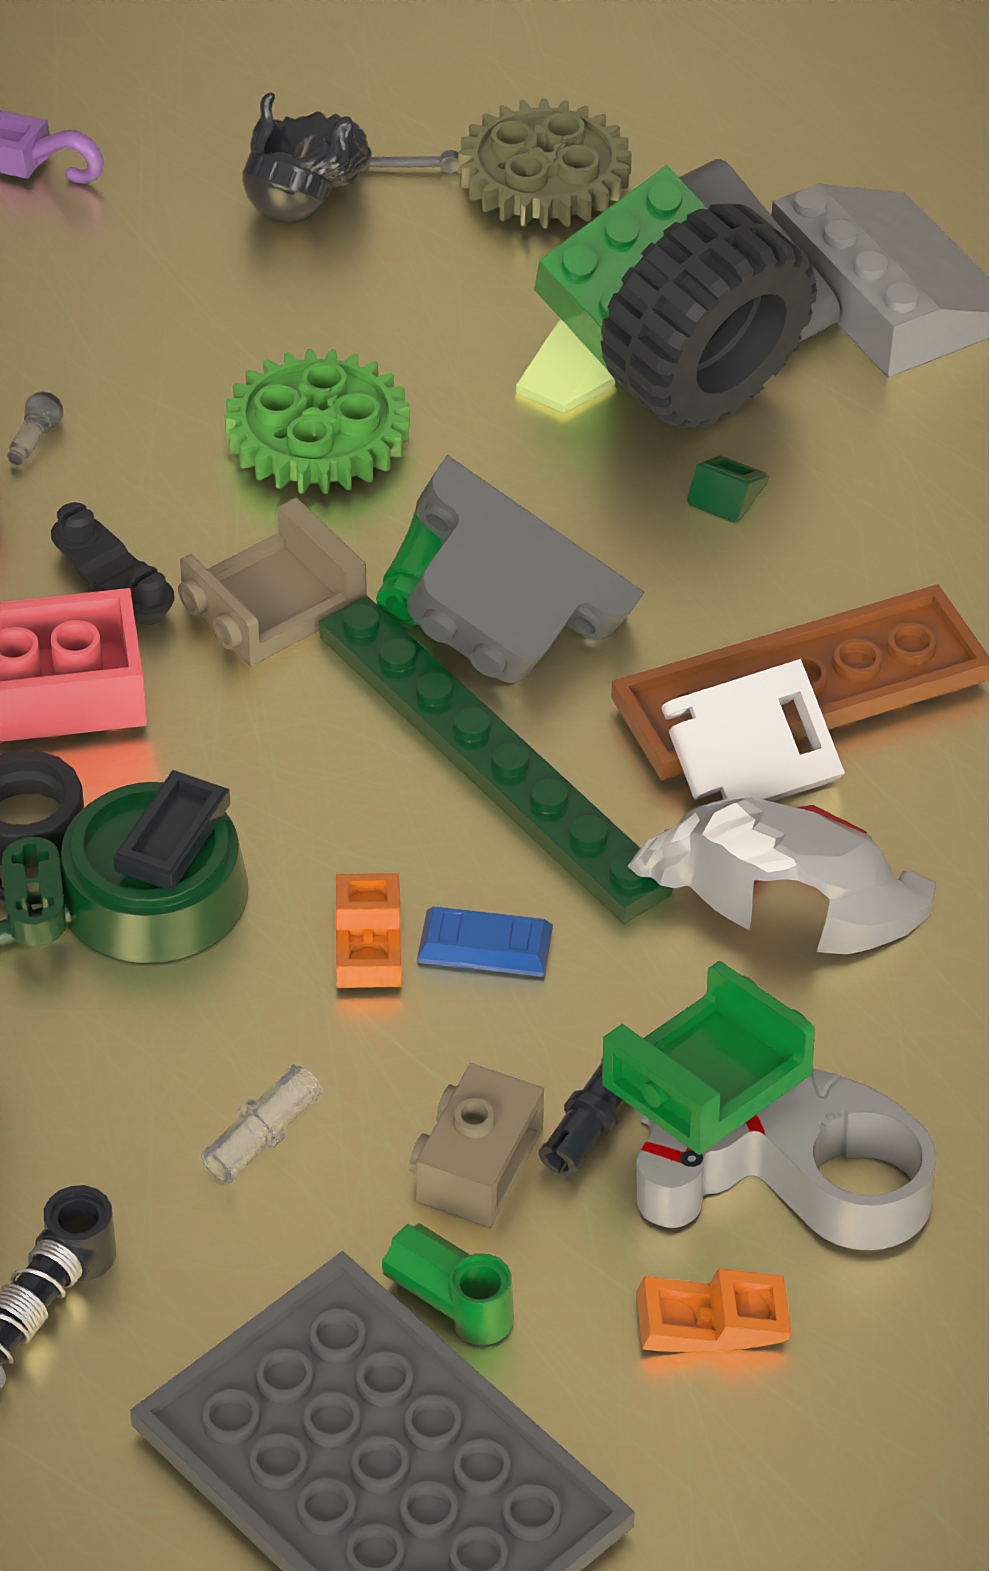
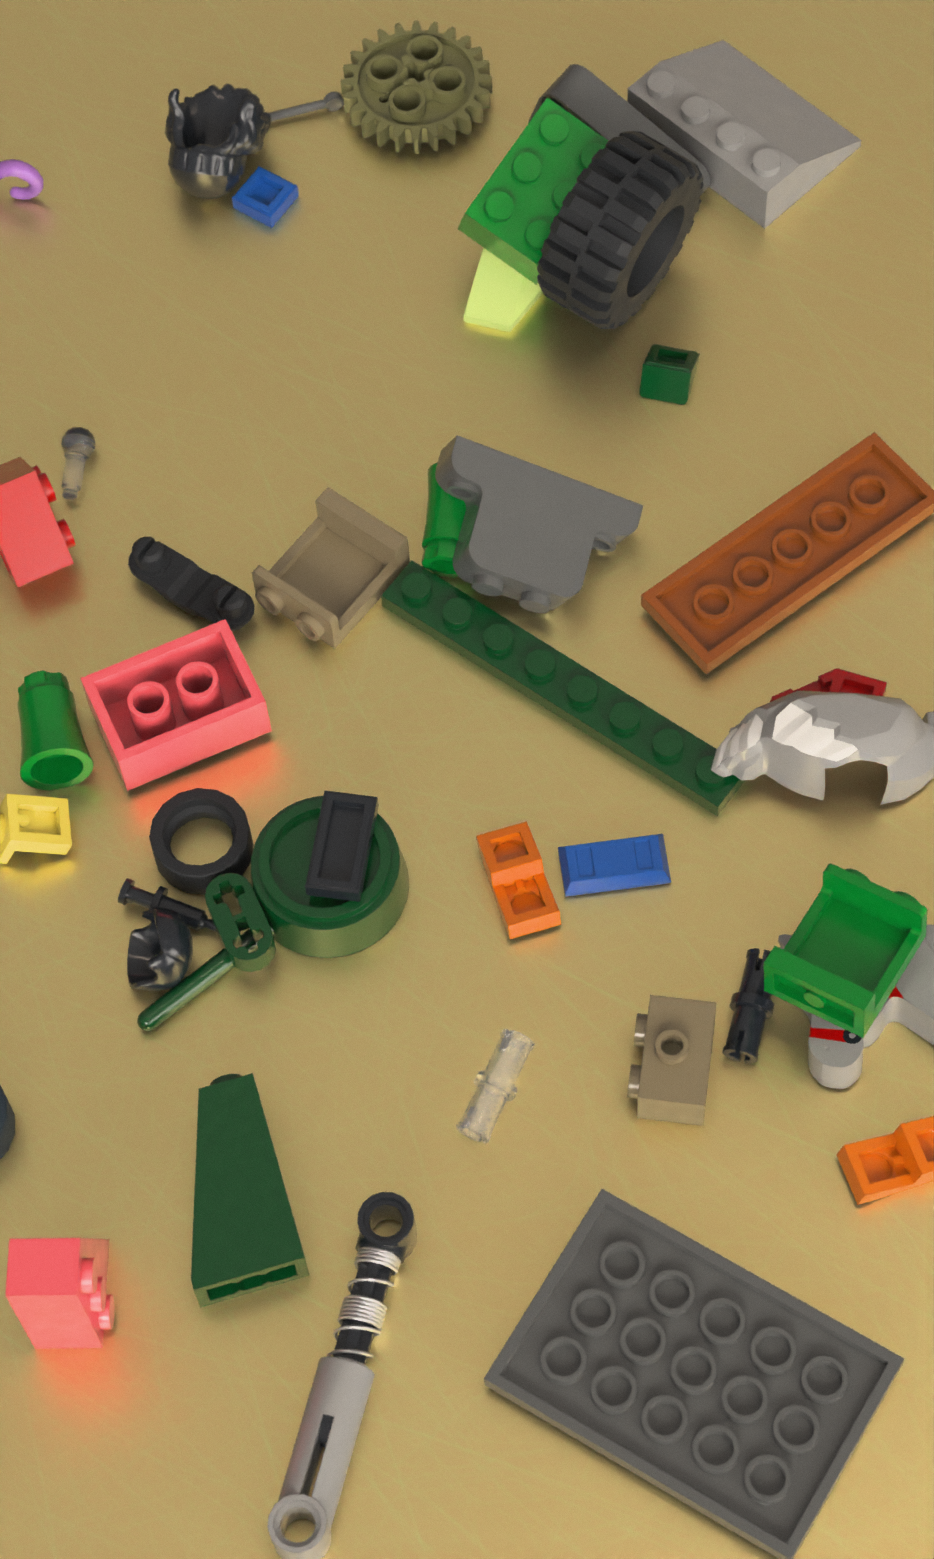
camera: 10 degrees left, 15 degrees up
(317, 421) = (313, 398): bright green gear -> none
(340, 232) = (265, 196): none -> blue tile
(464, 1286) = (691, 1186): green piece -> none
(744, 741) = (767, 628): white container -> none

